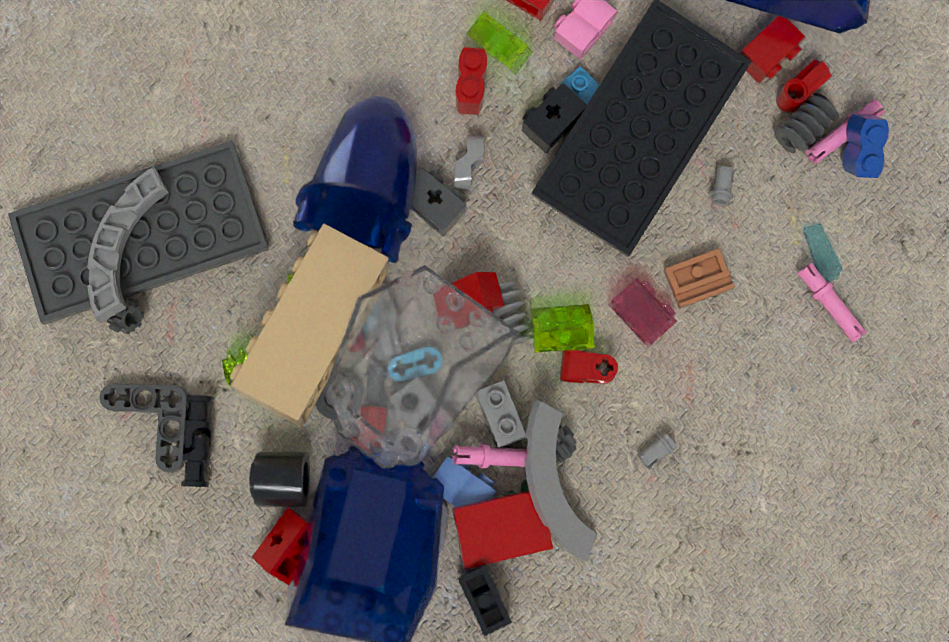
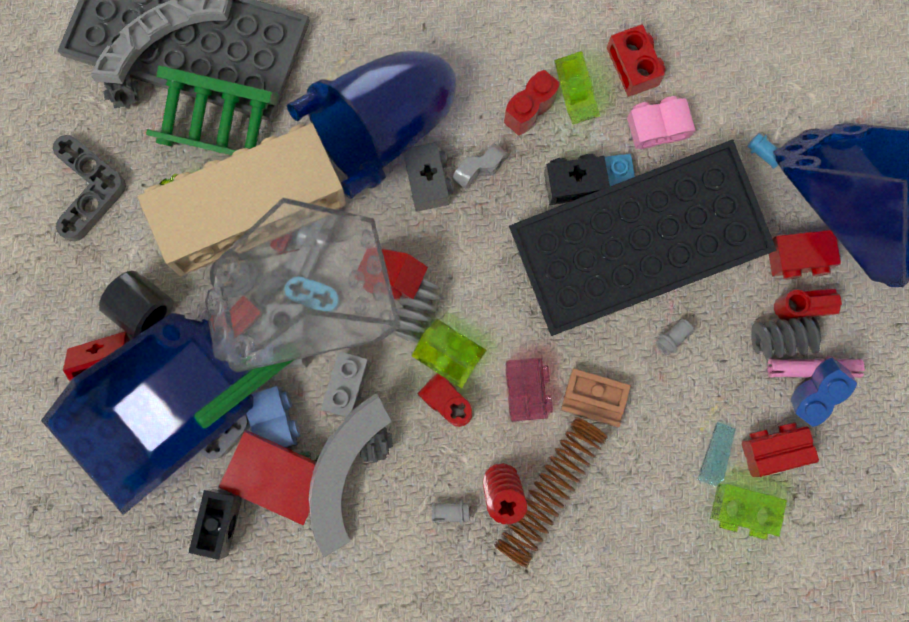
camera: 45 degrees right, 0 degrees up
(196, 262) = (203, 87): none -> green fence
(196, 450) = (97, 231): black piece -> none
(426, 485) = (236, 393): none -> green axle
(485, 456) = (307, 409): bright pink pin -> none
(689, 403) = (504, 494): none -> red piece
(731, 442) = (577, 425): none -> dark orange piece
(831, 302) = (693, 501): bright pink pin -> none
(865, 215) = (779, 451): none -> red brick
(875, 275) = (748, 505): none -> clear neon green brick

